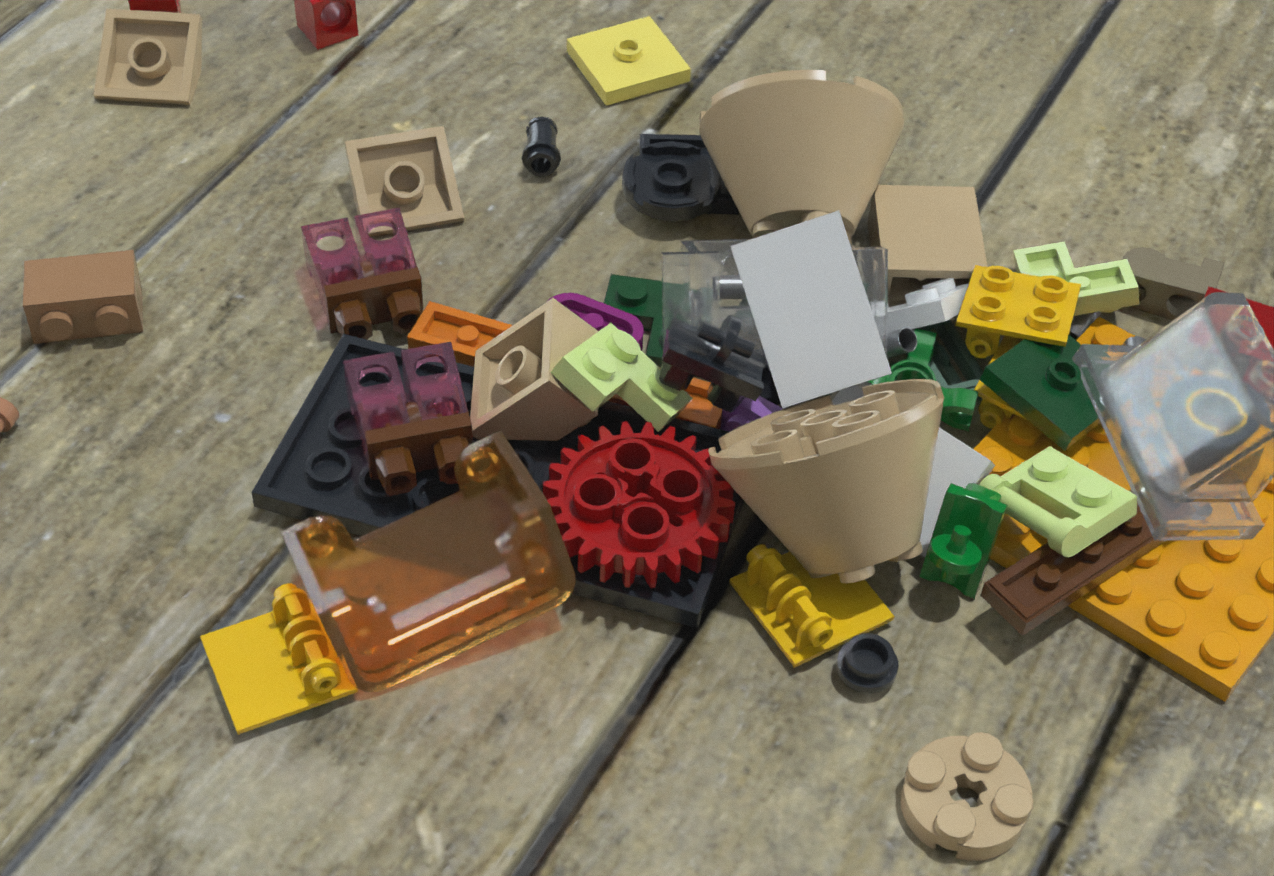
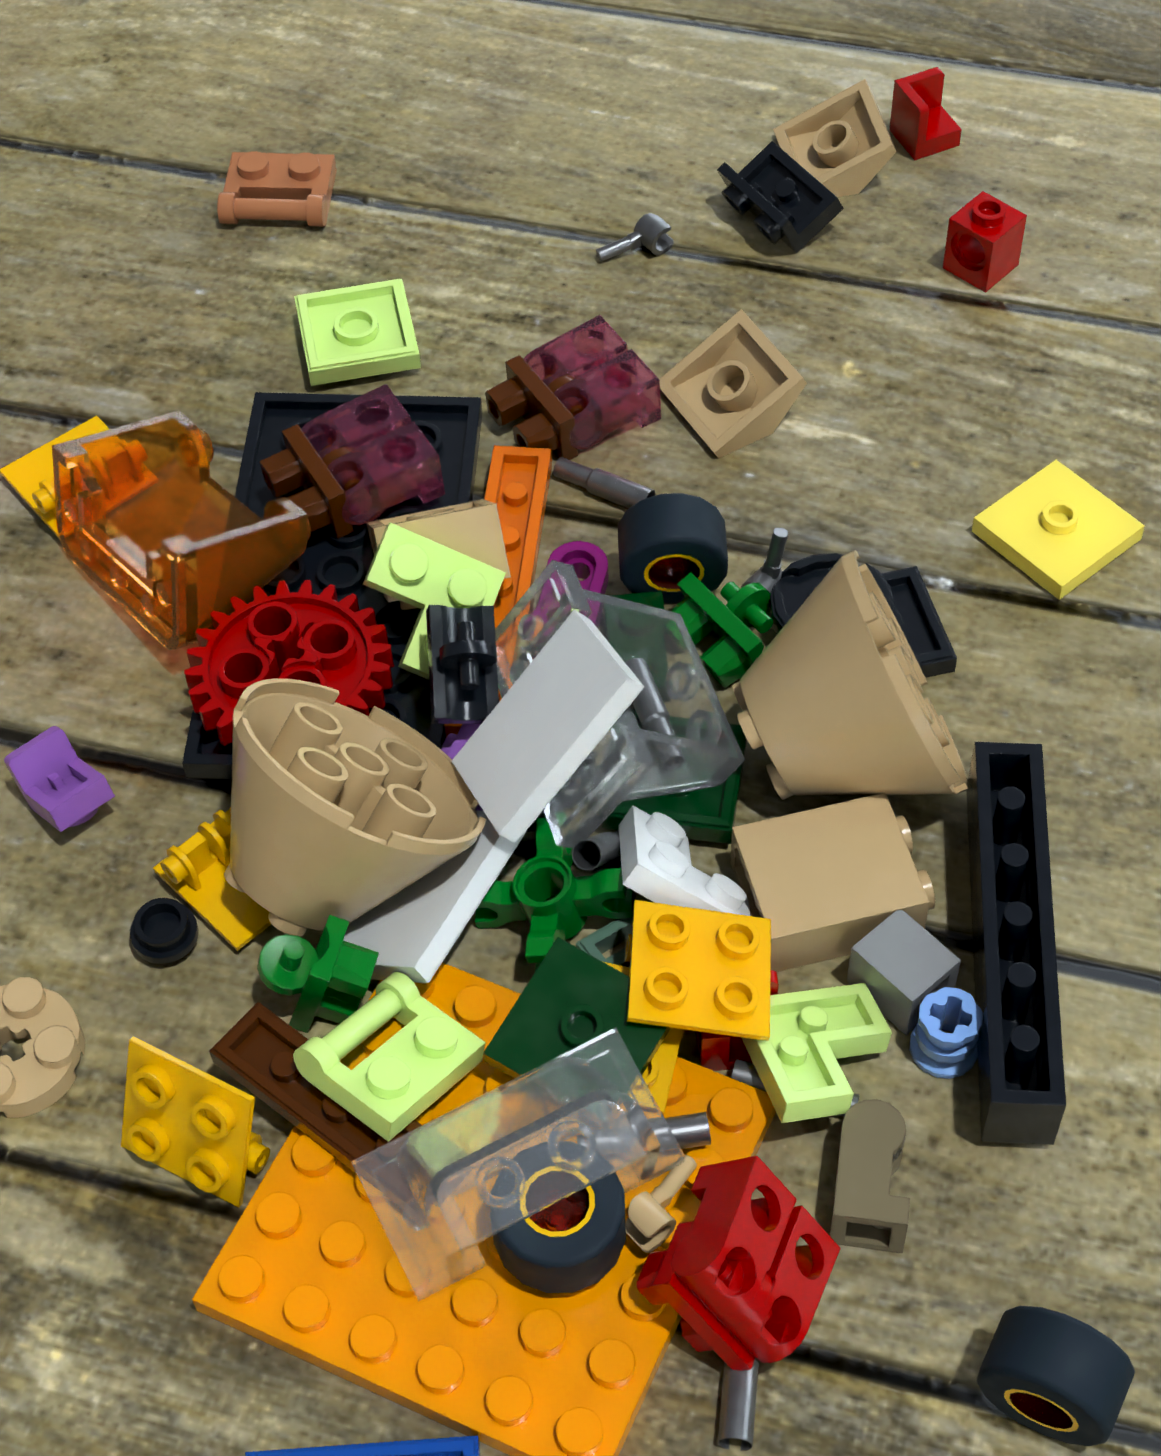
camera: 80 degrees right, 5 degrees up
(83, 296) = (470, 209): medium nougat brick -> none
(185, 193) = (648, 231): none -> flat silver hand
(196, 103) = (781, 196): none -> black bracket
(197, 411) = (357, 332): none -> yellowish green plate
(476, 283) = (602, 483): none -> flat silver pin
(541, 154) = (850, 484): black pin -> none
(588, 244) = (667, 540): none -> black wheel
(620, 212) = (771, 570): none -> flat silver hand
(659, 234) = (731, 622): none -> green hips
(691, 714) = (57, 781): none -> medium lavender bracket
(1018, 222) = (902, 967): none -> light grey panel
(1025, 165) = (1014, 946): none -> black brick
(1063, 218) = (941, 1052): none -> light blue bush
(1087, 653) = (190, 1123): none -> yellow hinge

